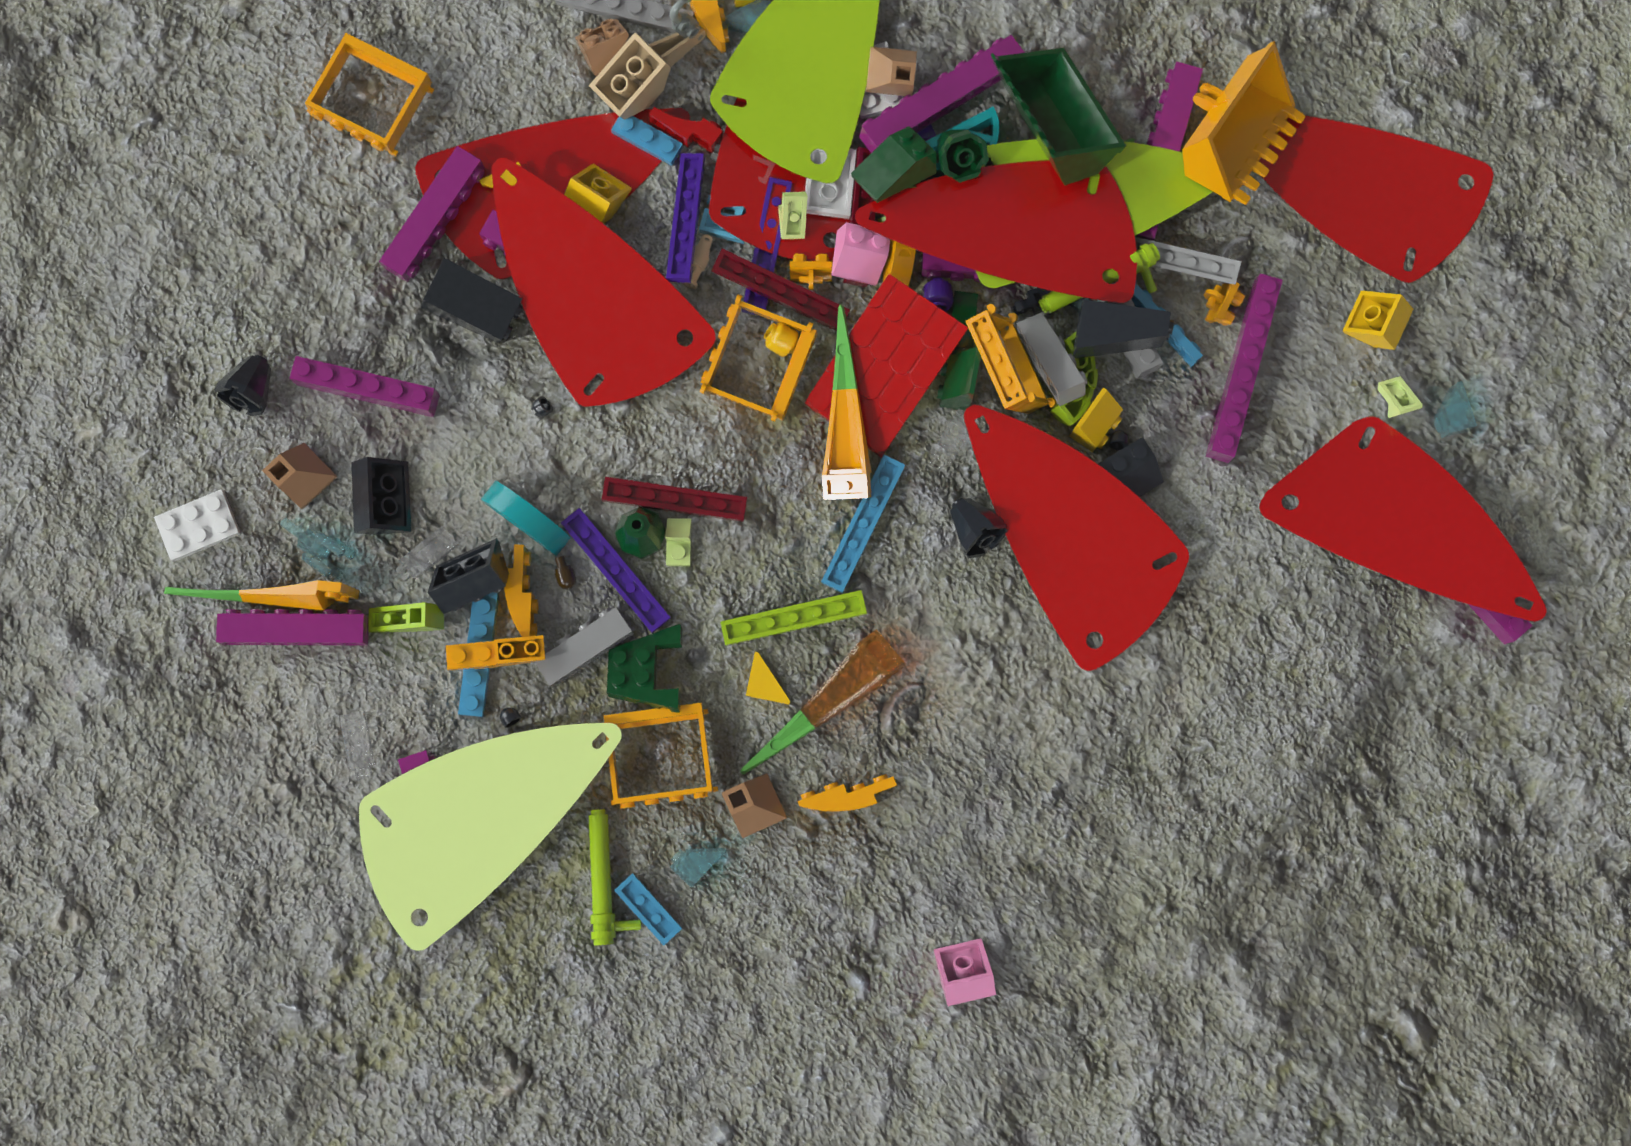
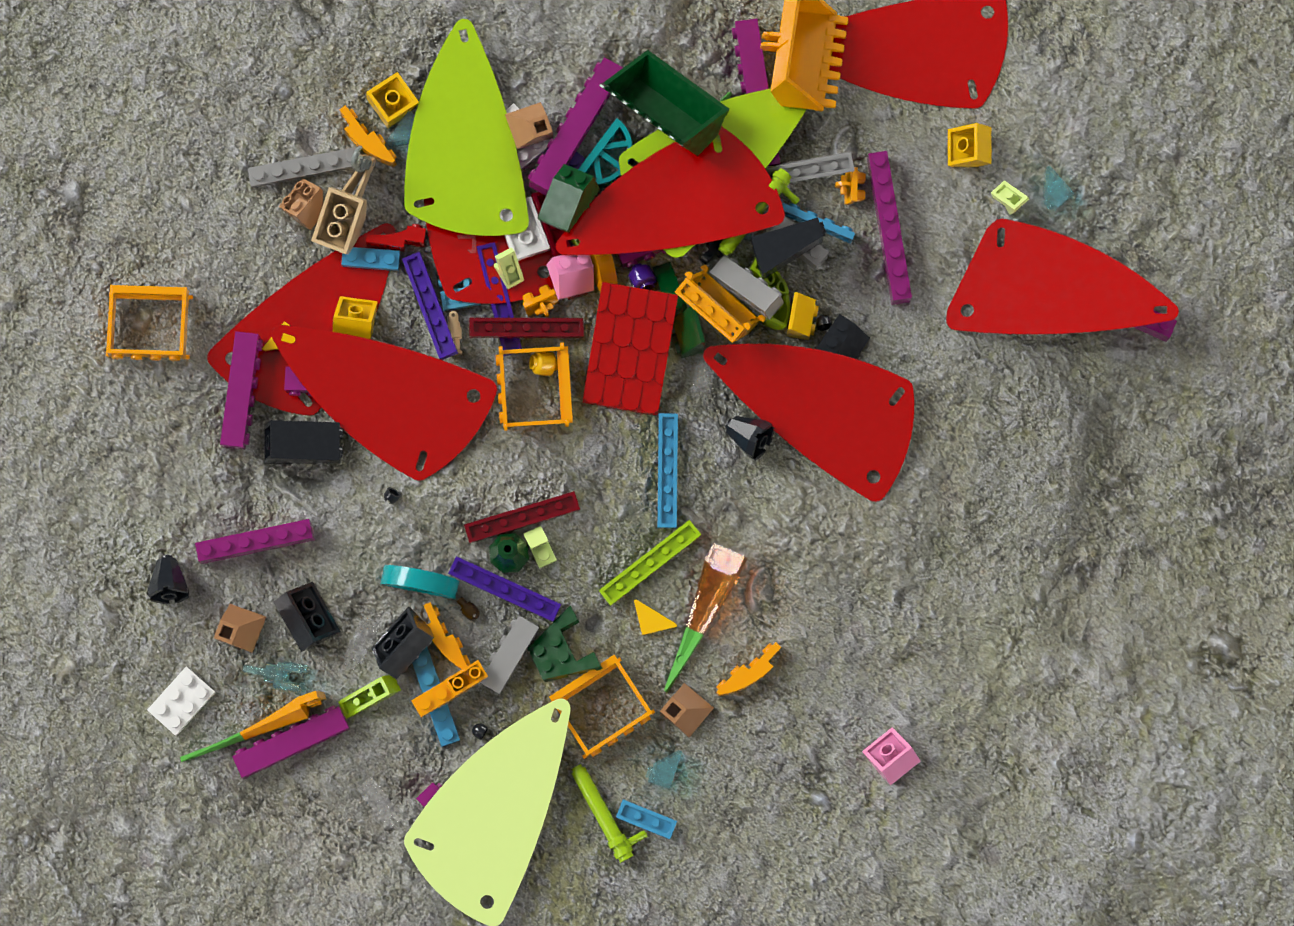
camera: 25 degrees left, 0 degrees up
(846, 454) = (633, 428): light orange plate -> none
(961, 154) = (611, 168): dark green cone -> none

